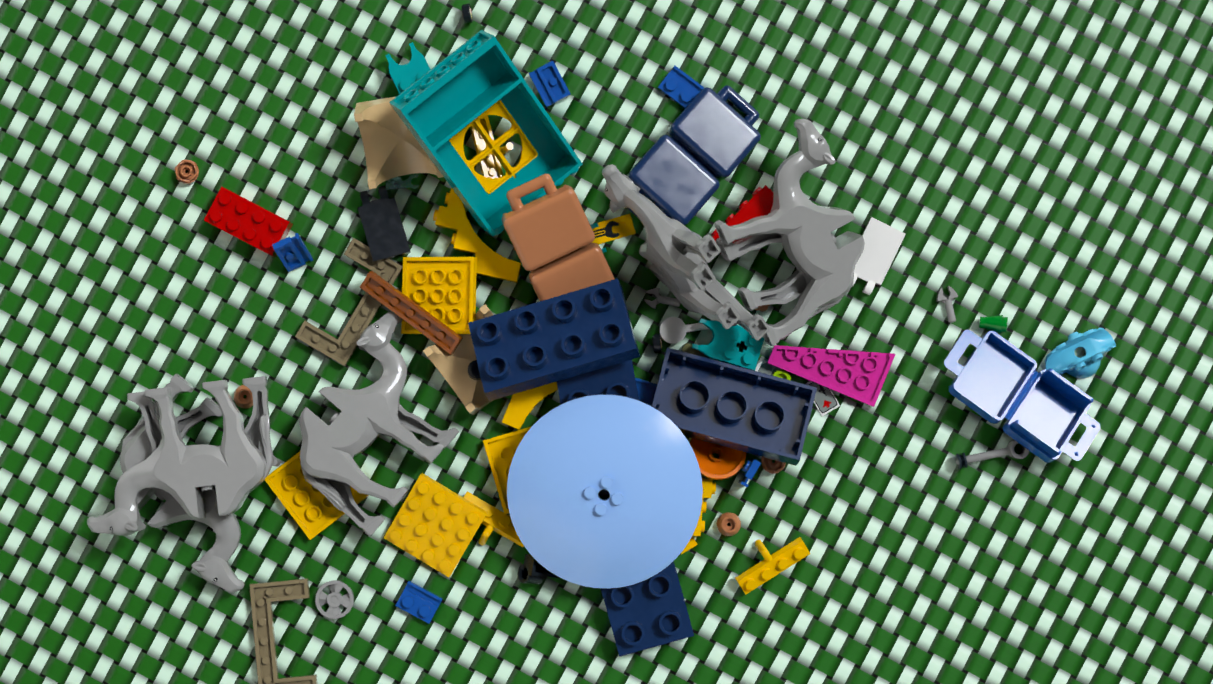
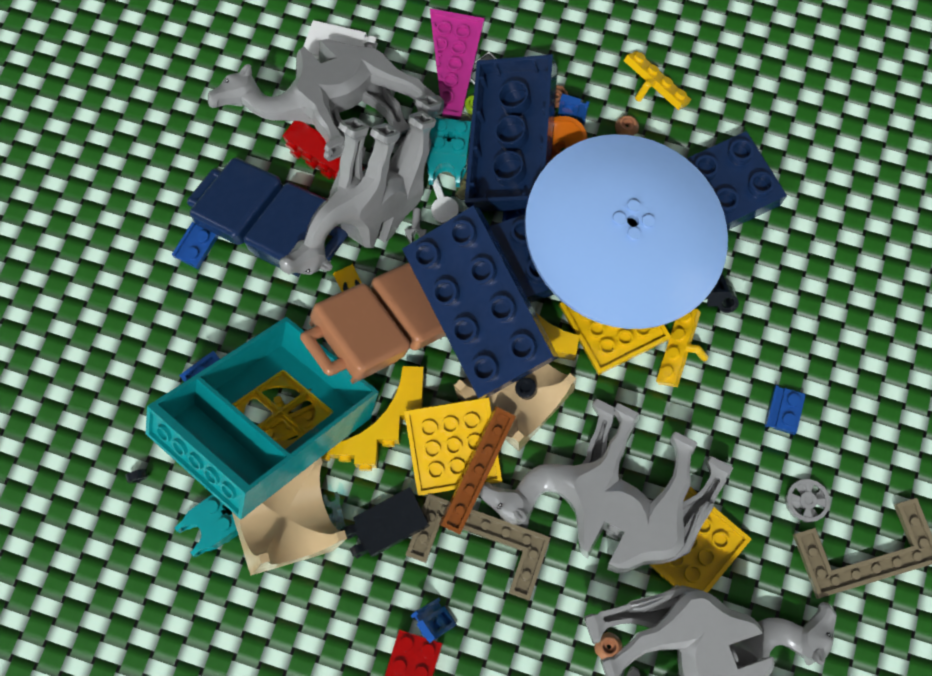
camera: 100 degrees left, 15 degrees down
(435, 525) = (701, 404): yellow plate -> none

